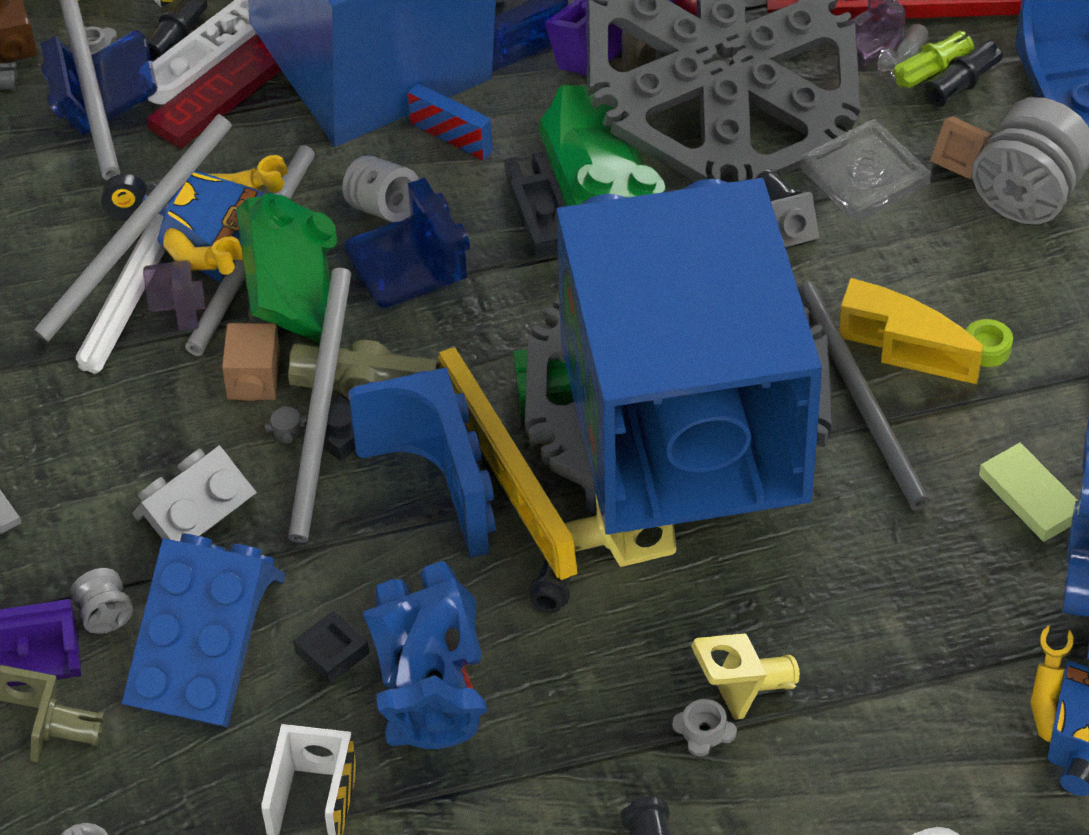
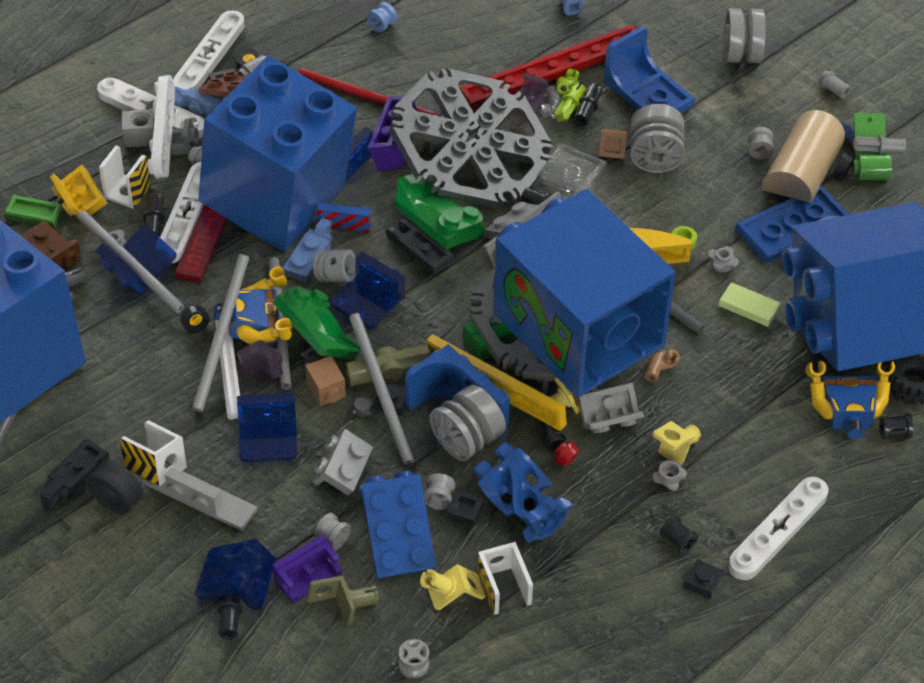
camera: 30 degrees left, 0 degrees up
(117, 401) = (267, 427): none -> clear blue bracket
(217, 761) = (451, 585): none -> light yellow bracket
(306, 601) = (439, 491): none -> light grey wheel
(387, 141) = (301, 260): none -> medium blue hinge
(413, 508) = (467, 422): none -> light grey wheel
(551, 622) = (566, 453): none -> red plate
(670, 573) = (609, 407): none -> light grey bracket
(811, 532) = (660, 362): none -> medium nougat arm
(946, 25) = (565, 82): none -> lime arm
(1032, 399) = (723, 259): none -> light grey plate

